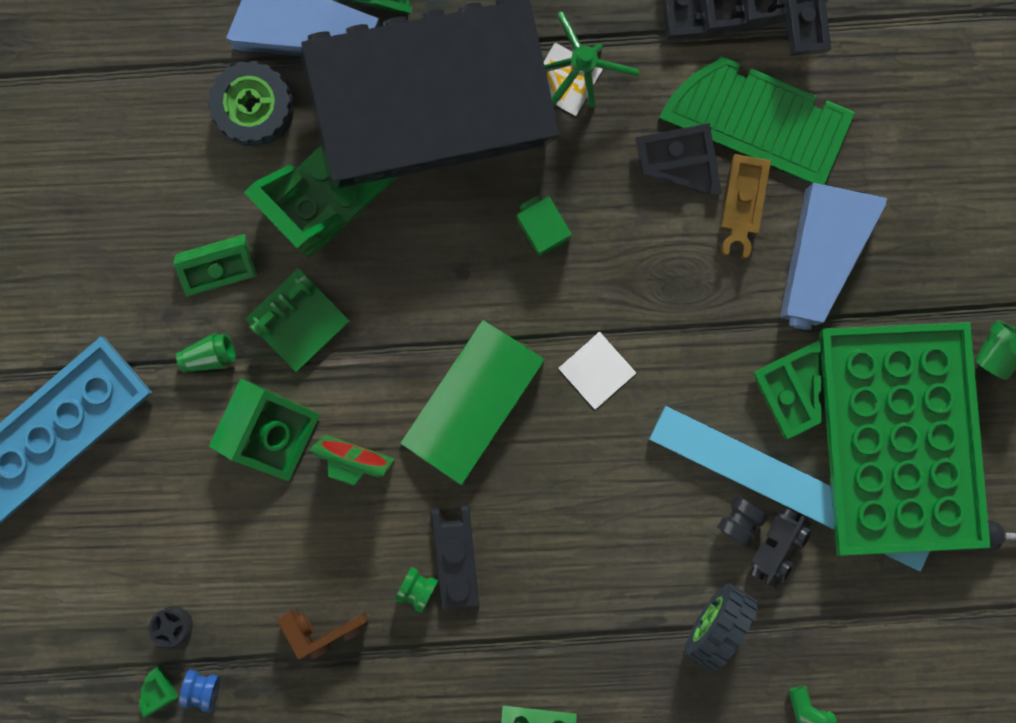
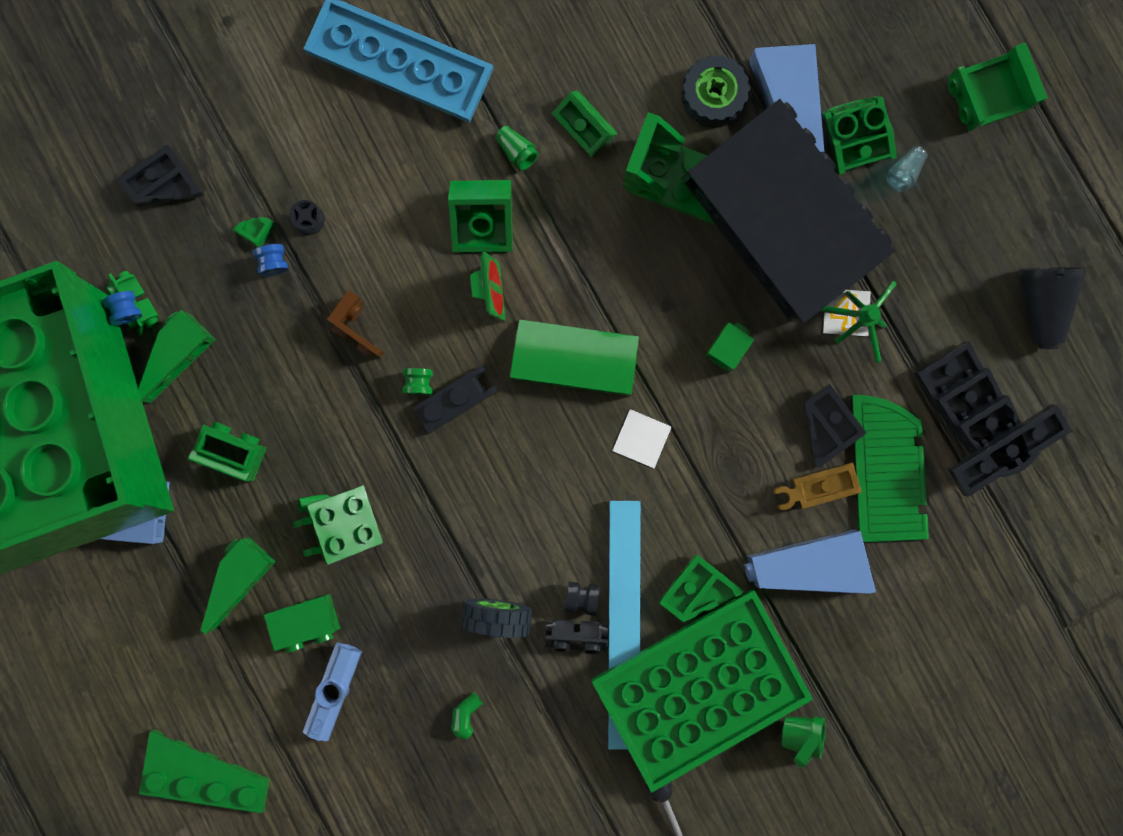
camera: 60 degrees right, 0 degrees up
(297, 320) = (573, 201): green hinge -> none

